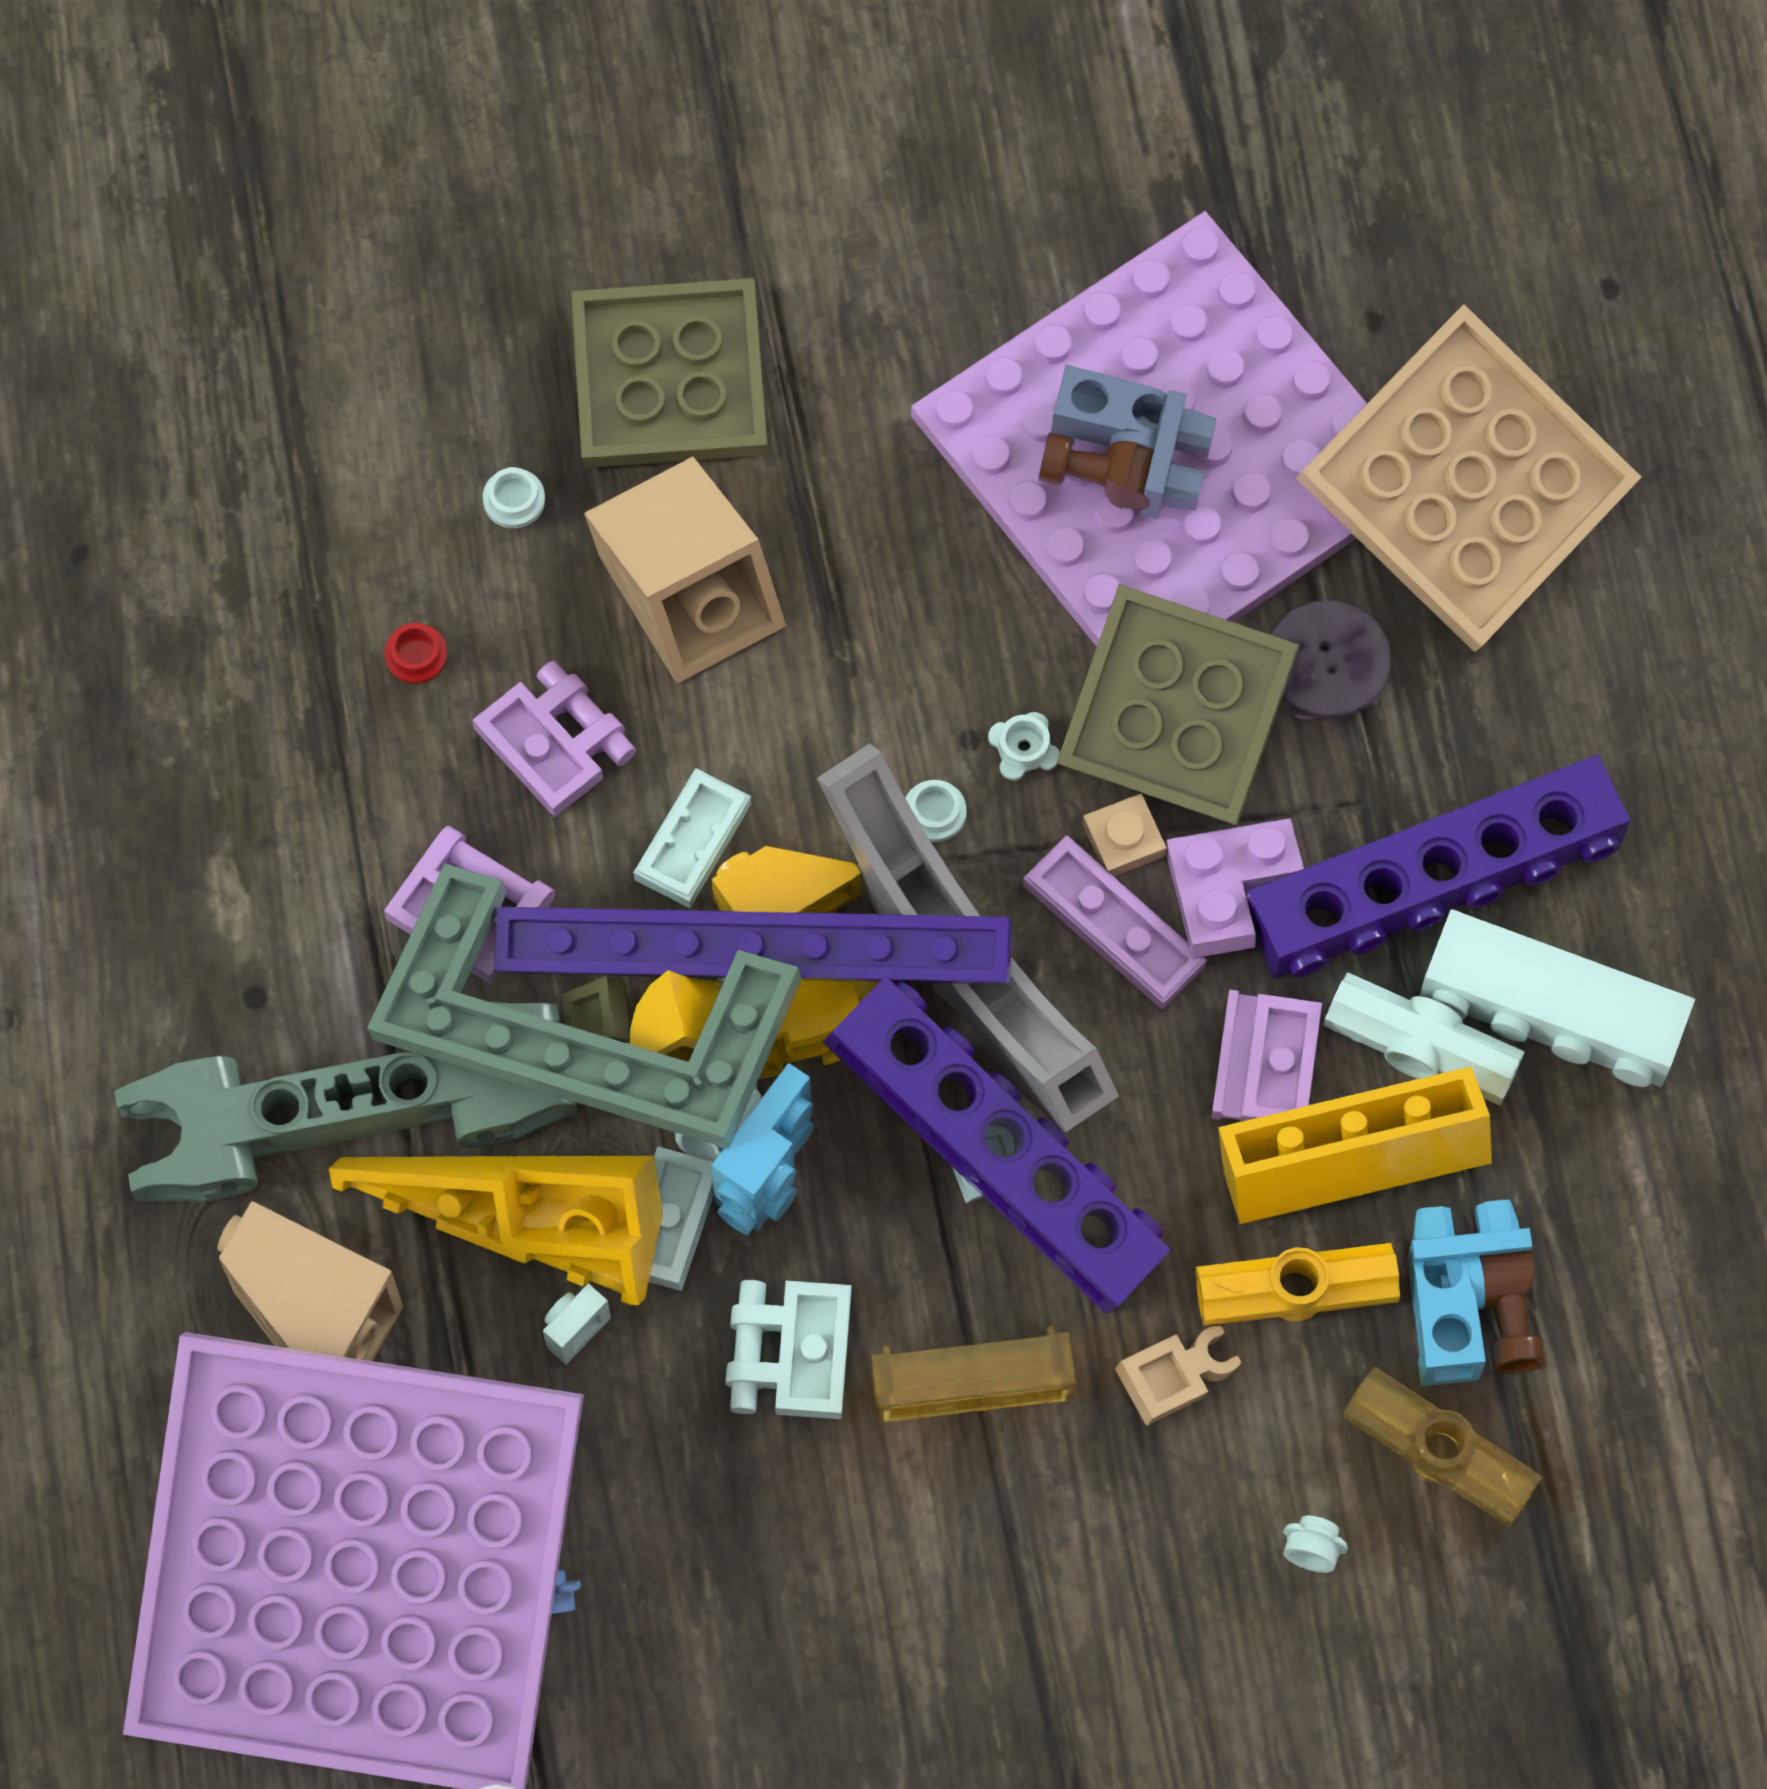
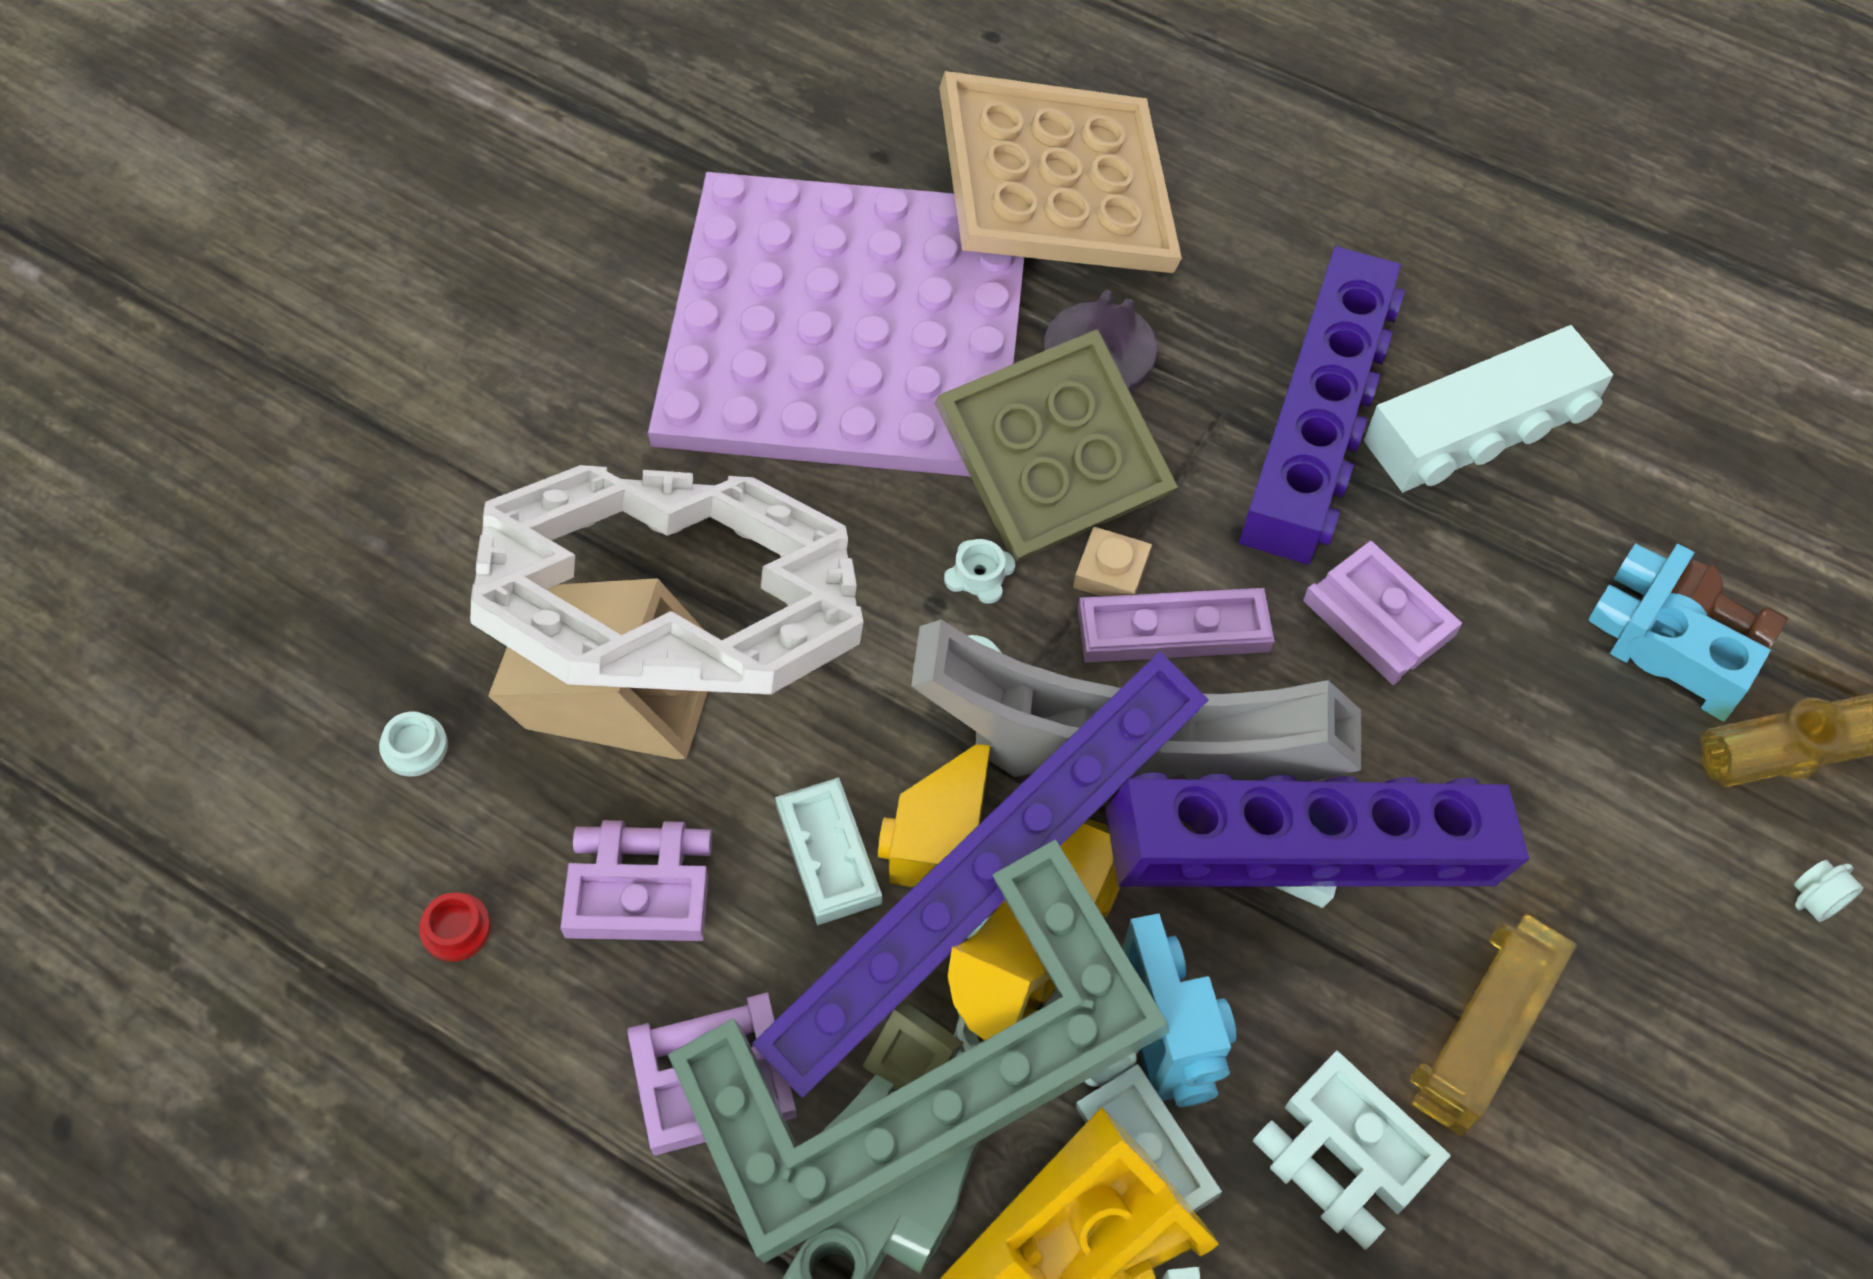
camera: 50 degrees left, 10 degrees down
(668, 373) = (415, 559): olive plate -> none
(696, 604) = (669, 653): none -> white plate
(1141, 435) = (833, 300): sand blue hips -> none
(1170, 1377) = (1597, 878): tan plate -> none
(1217, 871) = (1204, 530): lavender plate -> none
(1339, 1276) = (1576, 753): yellow piece -> none
(1356, 1145) = (1511, 604): yellow brick -> none
(1421, 1036) = (1451, 504): light aqua piece -> none

